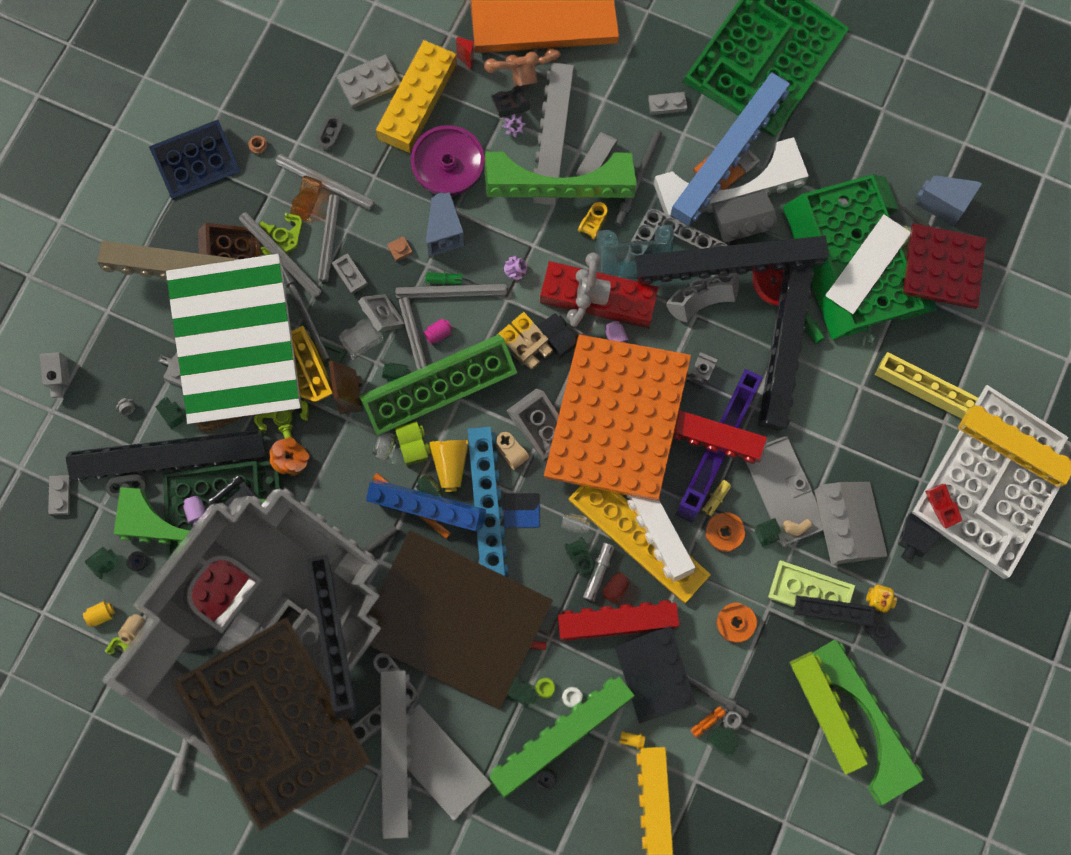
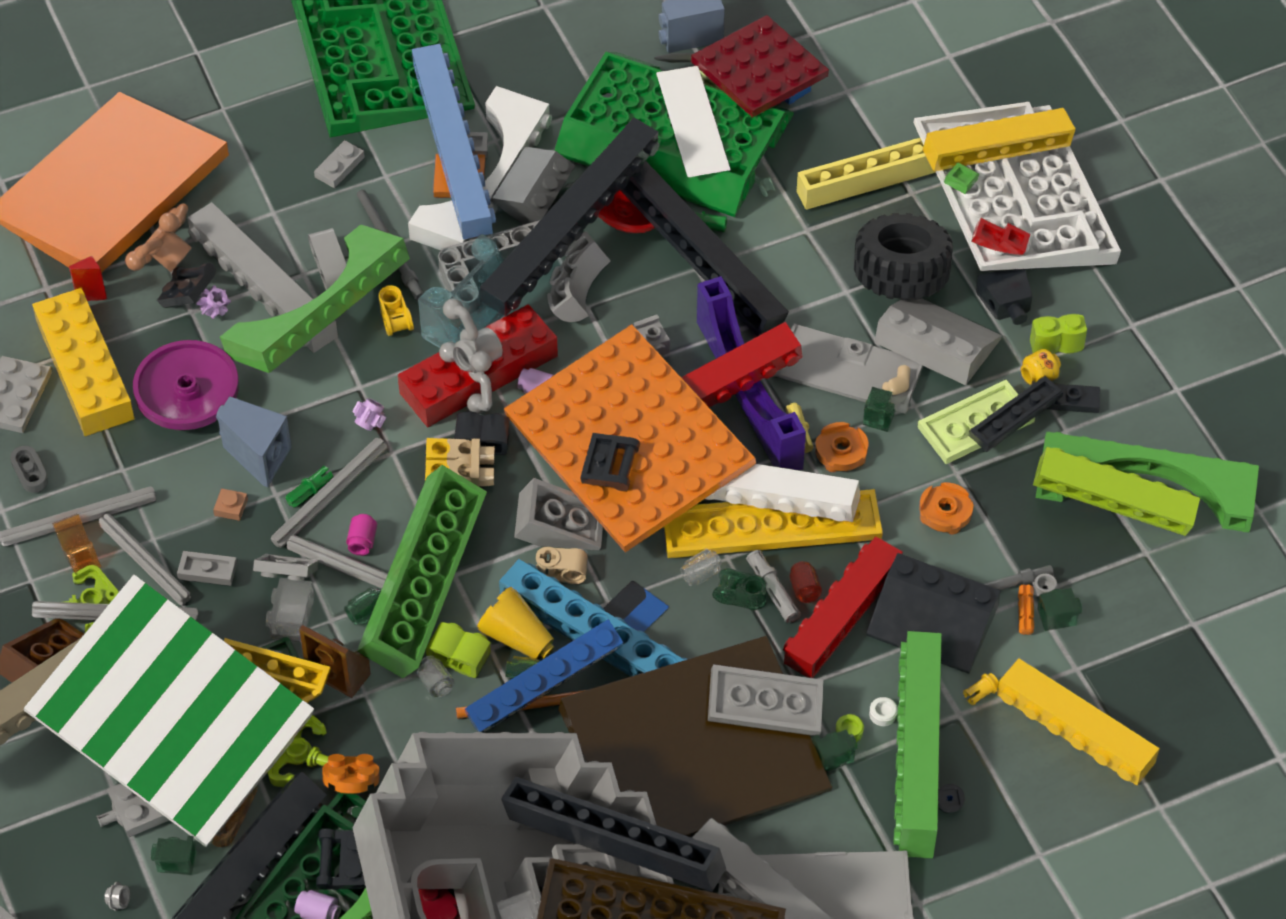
camera: 45 degrees left, 20 degrees down
(511, 634) = (765, 700): none -> light grey plate
(582, 418) = (601, 459): none -> black plate
(897, 445) = (903, 256): none -> black tyre
(910, 585) = (1059, 334): none -> lime brick
(967, 448) = (961, 178): none -> bright green tile

